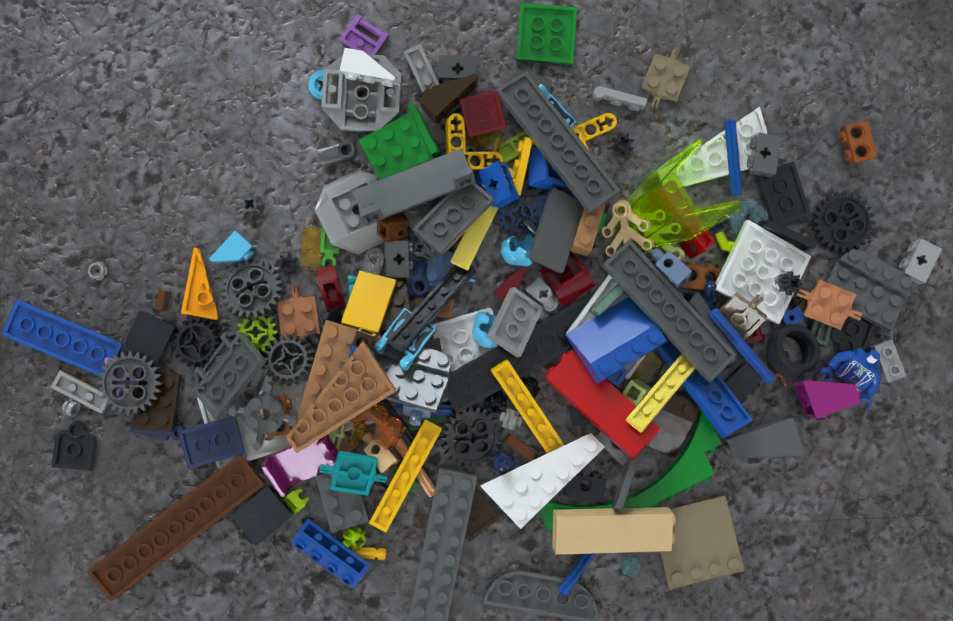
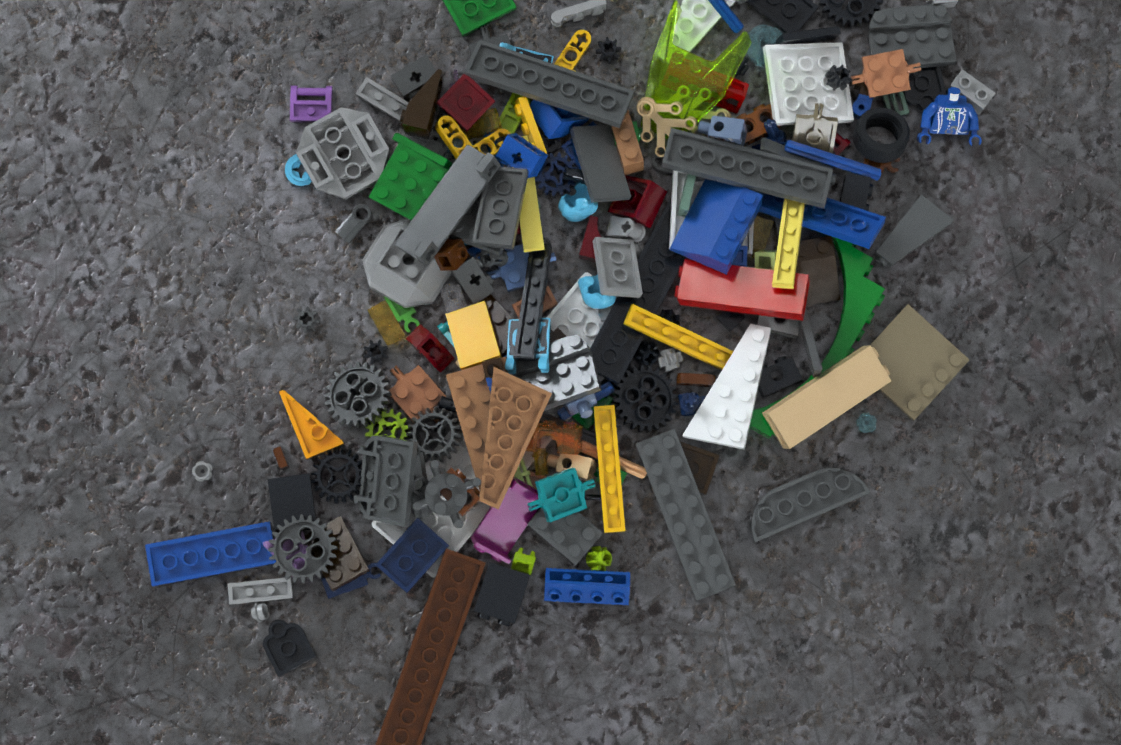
camera: 35 degrees left, 5 degrees down
(234, 249) = (317, 370): medium azure slope -> none
(335, 315) = (448, 368): black tile -> none
(360, 65) = (331, 127): white slope -> none
(371, 553) = (624, 564): yellow axle -> none
(420, 280) = (507, 287): dark blue axle -> none
(575, 573) = (820, 456): blue axle -> none
(724, 244) = (758, 81): neon yellow arm -> none
(825, 397) = (936, 156): magenta slope -> none

